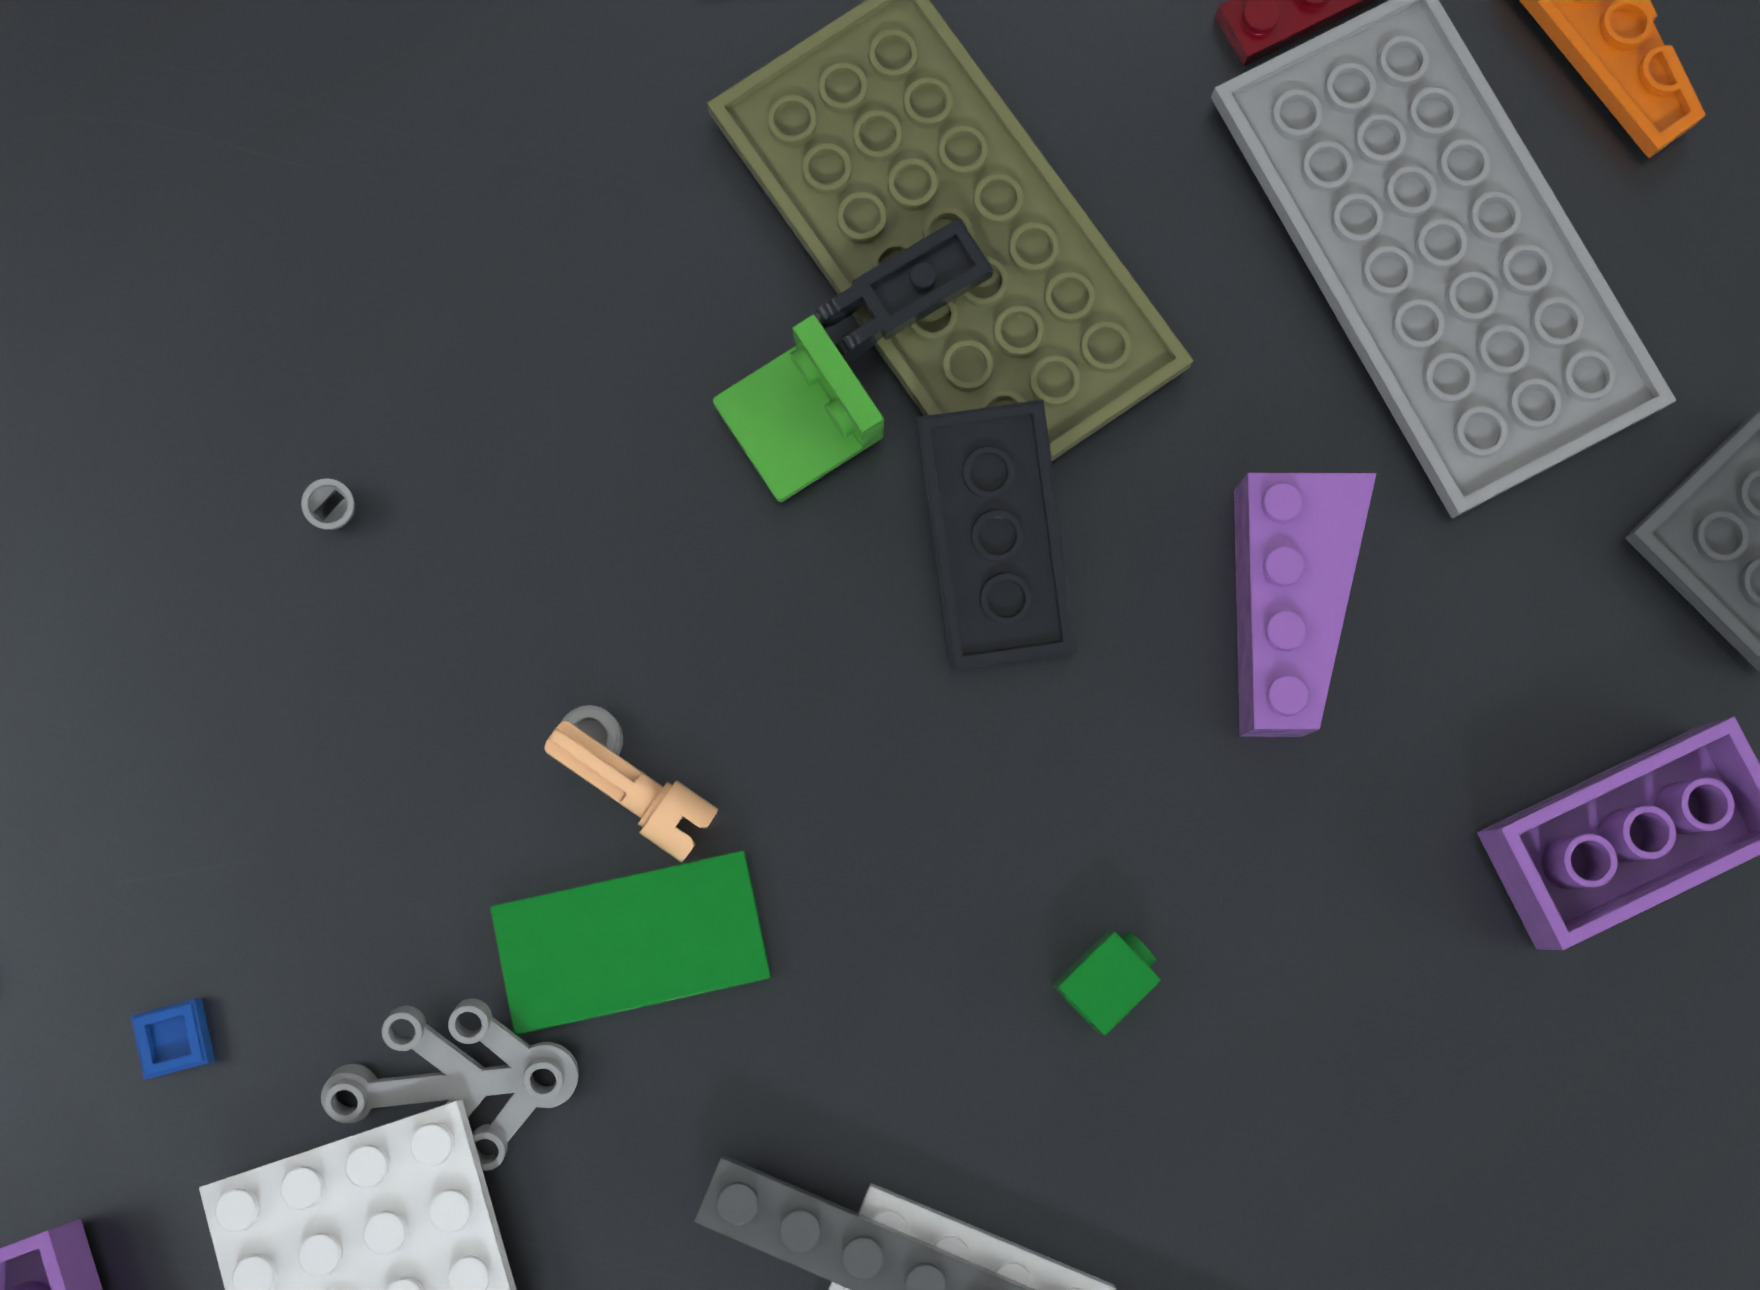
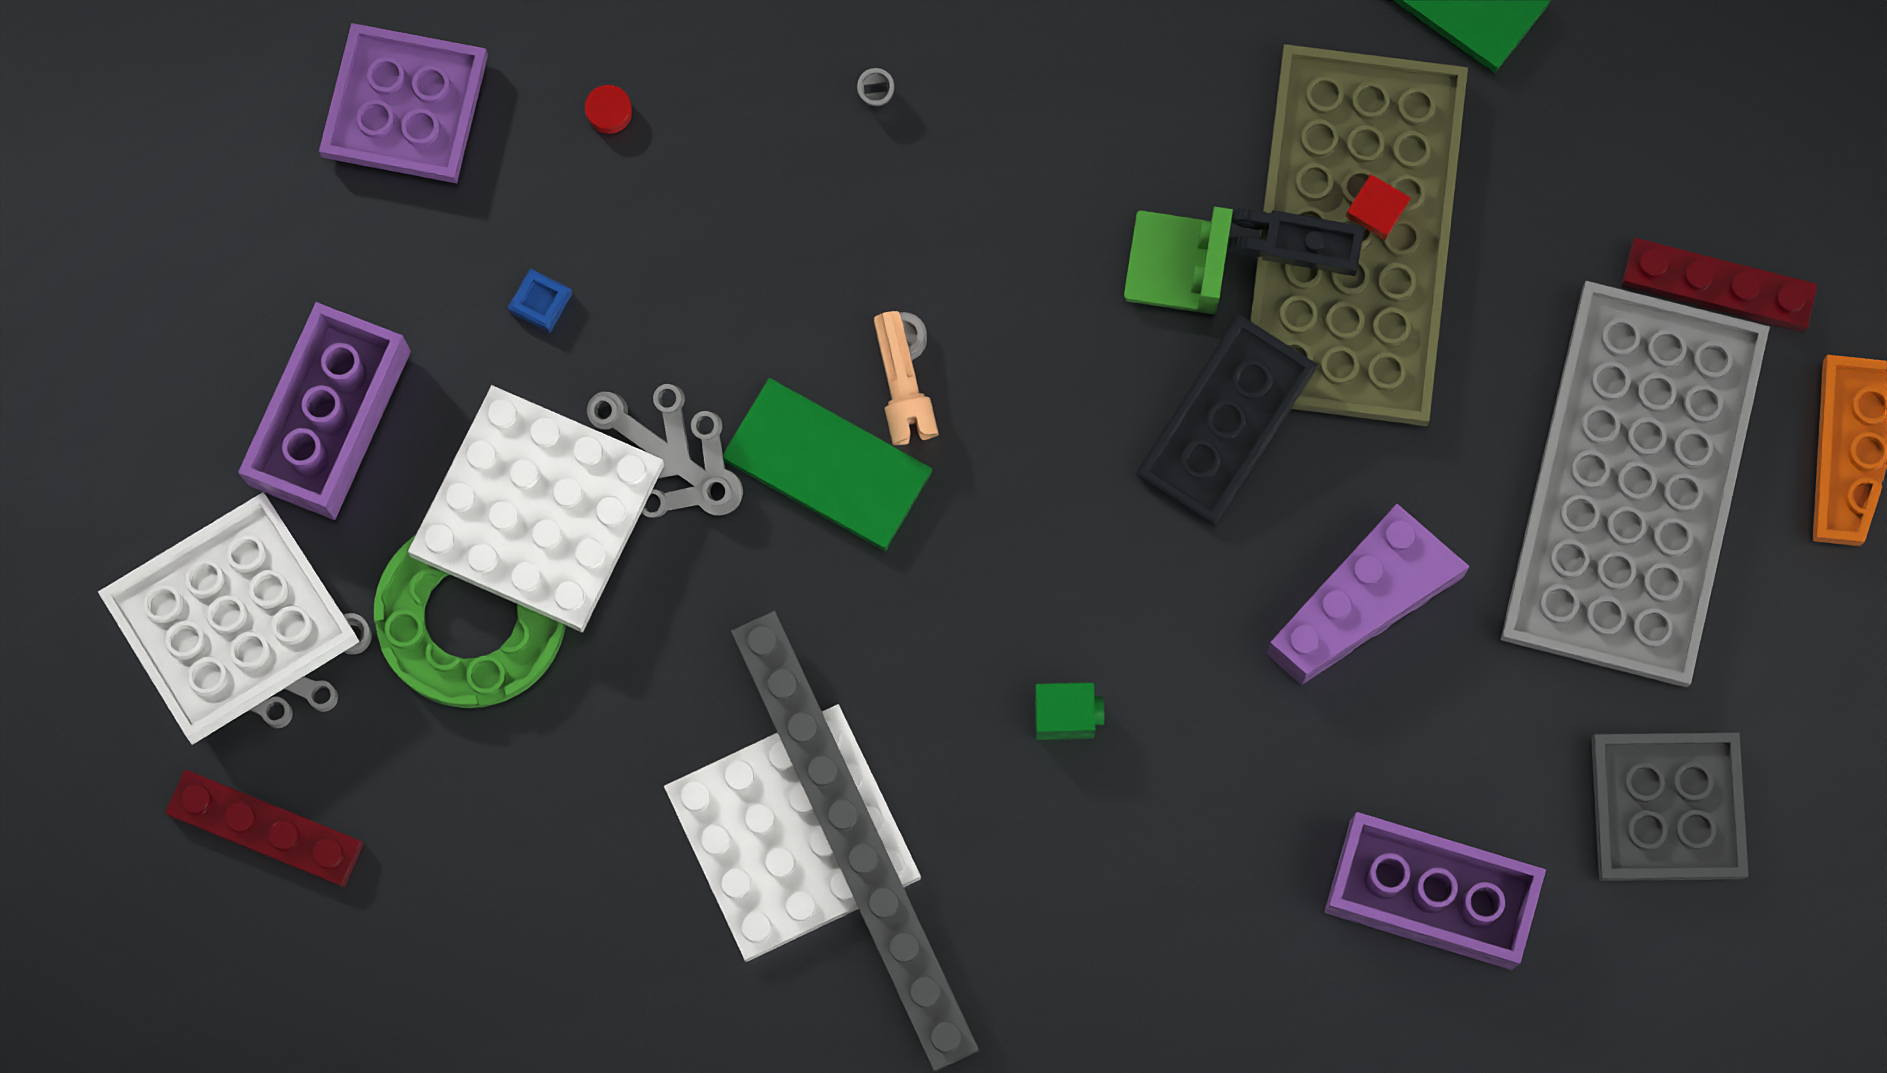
camera: 45 degrees right, 5 degrees down
(64, 770) = (608, 109): none -> red tile
(951, 187) = (1378, 207): none -> red tile

